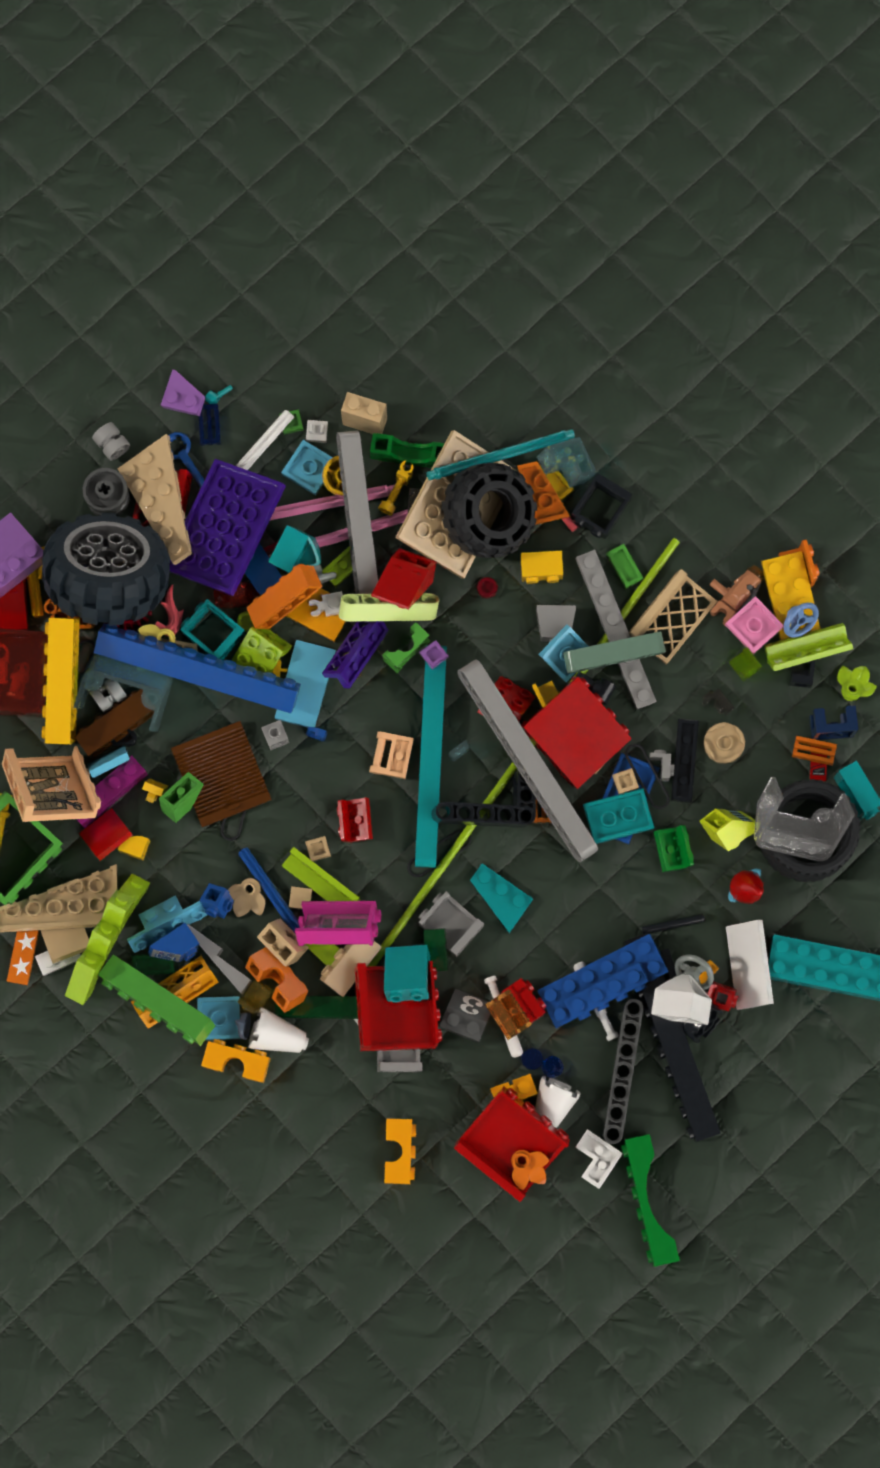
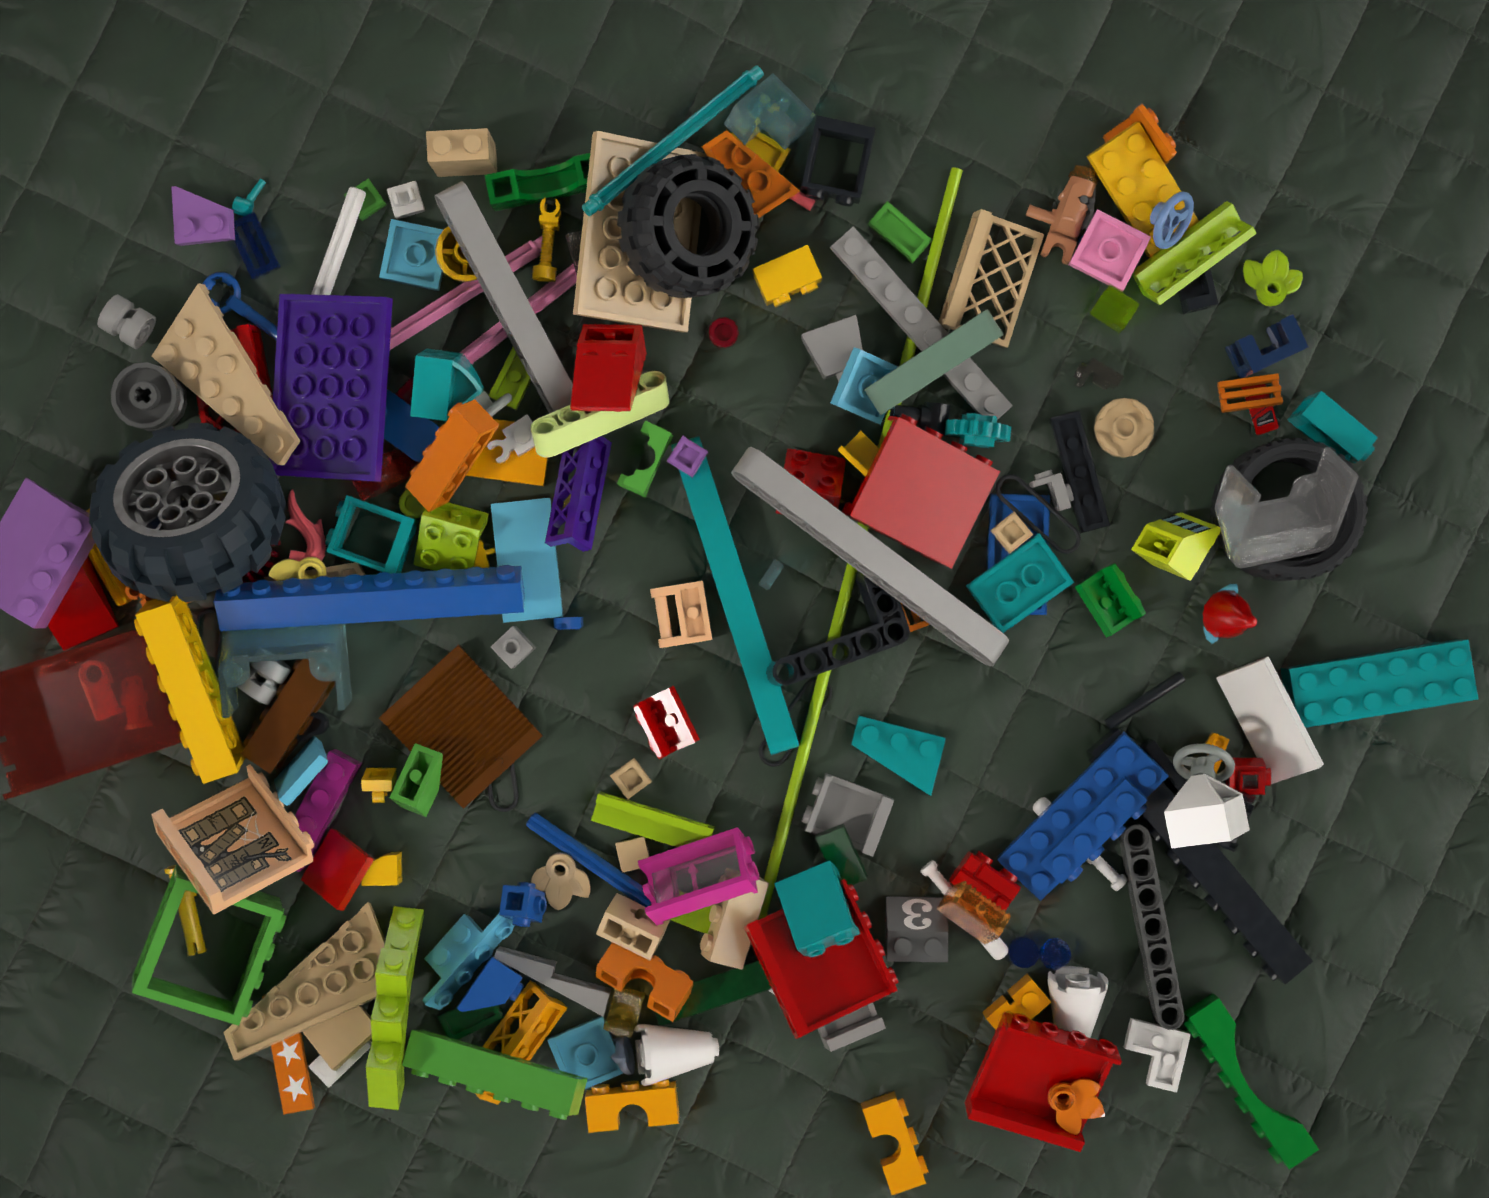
camera: 25 degrees left, 10 degrees up
(627, 707) = (978, 430): none -> teal gear

